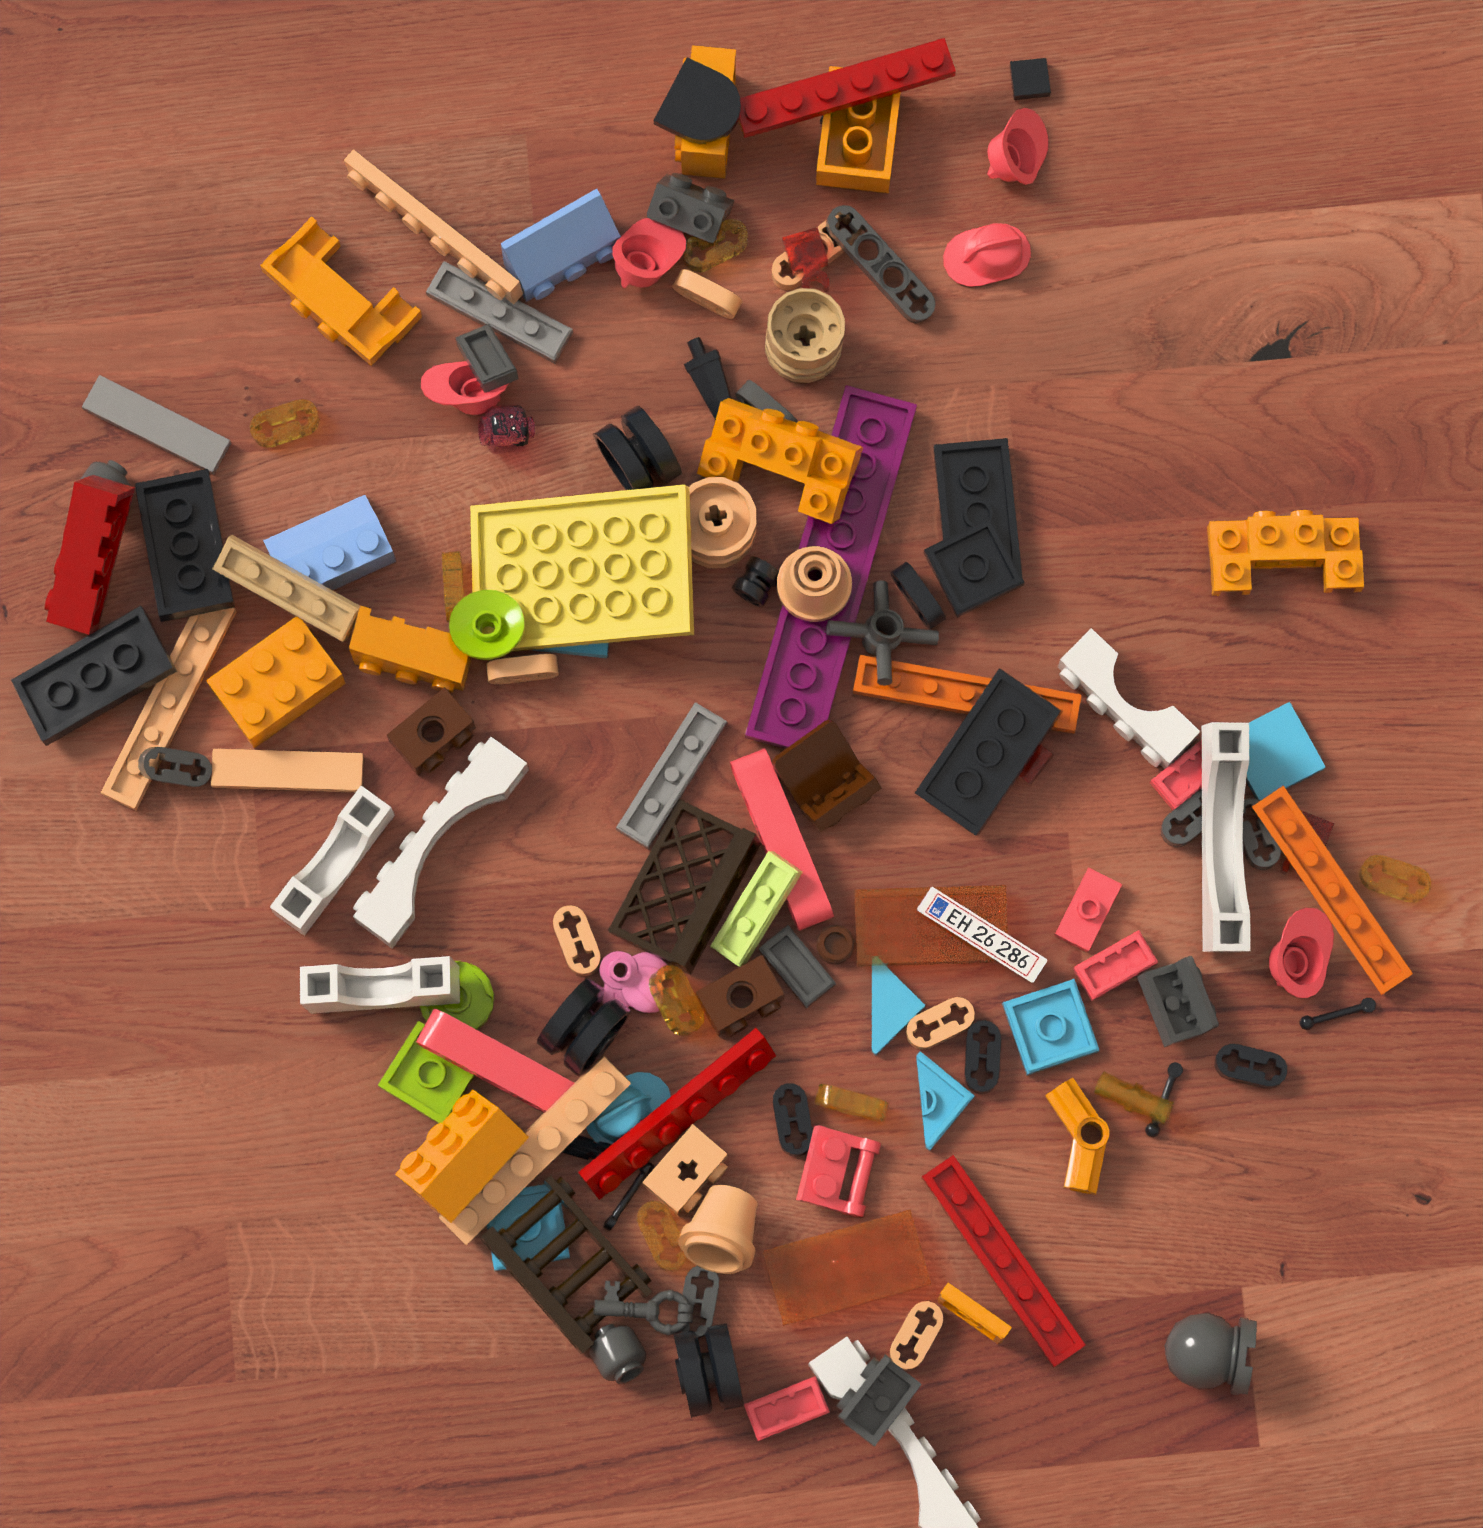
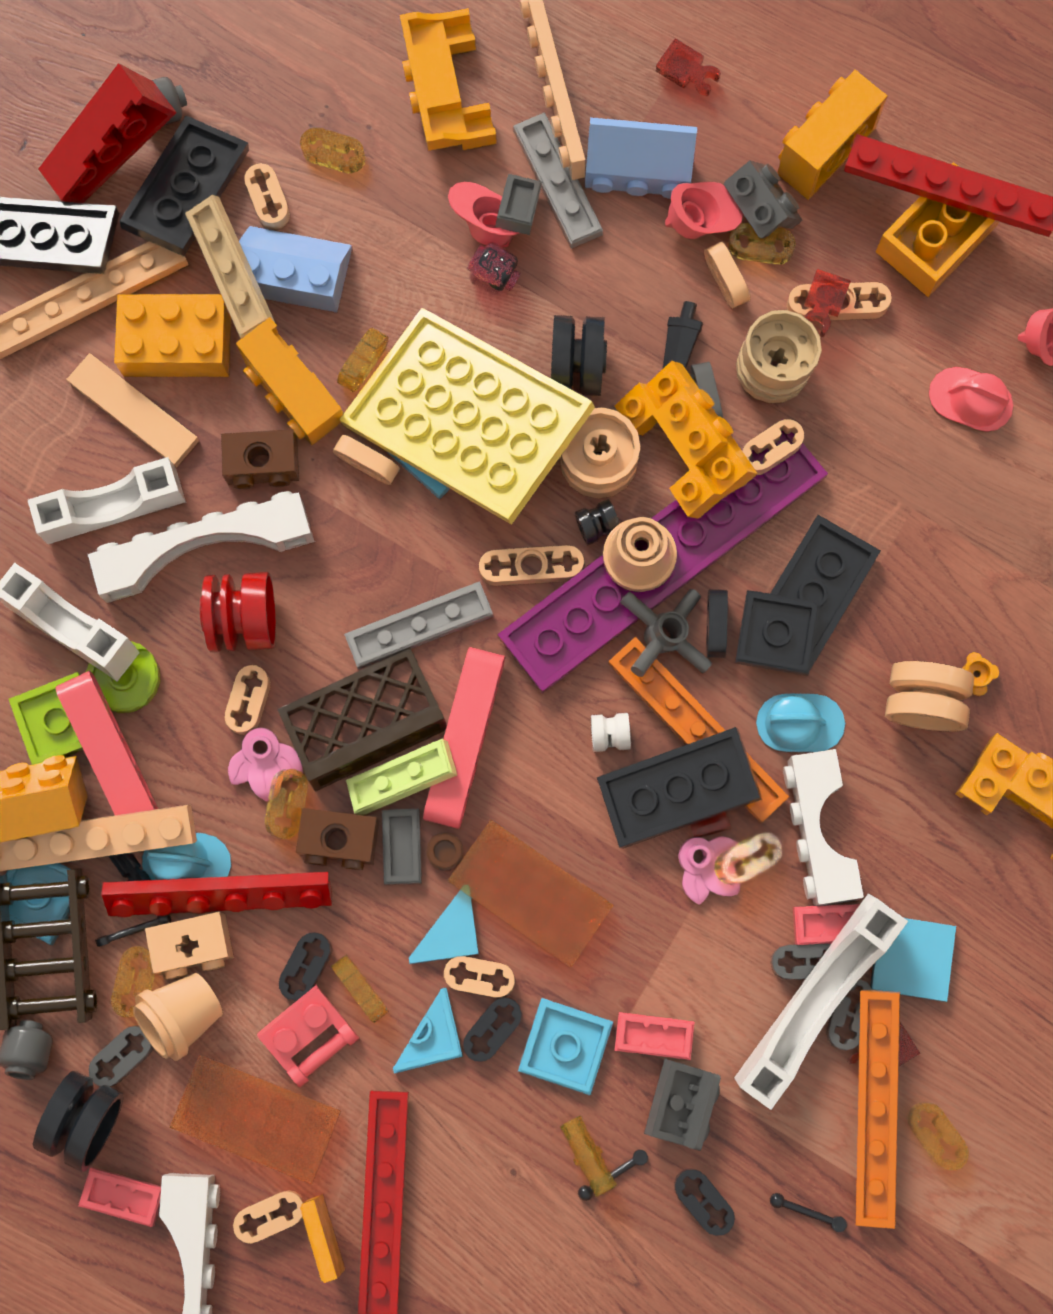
camera: 40 degrees right, 0 degrees up
(156, 424) = (238, 86): light grey tile -> none
(173, 774) = (42, 351): dark grey beam -> none
(254, 511) = (273, 194): none -> light nougat beam
(483, 610) = (360, 390): lime dish -> none
(519, 871) = (236, 612): none -> red wheel
(531, 135) = (683, 65): none -> clear red plate
(579, 1023) = (193, 770): black wheel -> none
(650, 1311) = (73, 1036): dark grey piece -> none
(700, 104) = (826, 116): black tile -> none
(700, 668) = (504, 555): none -> light nougat beam
(824, 775) = (534, 711): reddish brown bracket -> none
(863, 418) = (776, 453): none -> light nougat beam
(875, 268) = (875, 345): dark grey beam -> none
(878, 1399) = (189, 1252): dark grey bracket -> none
(898, 748) = (610, 732): none -> white wheel
(982, 934) = (564, 931): white sticker -> none
(1045, 628) = (800, 723): none -> medium azure piece
(1065, 796) = (701, 877): none -> bright pink plate
(1078, 765) = (751, 866): none -> clear yellow beam
(1084, 1158) = (510, 1177): light orange piece -> none
(1088, 910) = (666, 974): coral plate -> none
(1134, 530) = (929, 696): none -> light nougat wheel
(1151, 476) = (987, 672): none -> light orange plate
(1303, 953) = (814, 1143): coral piece -> none

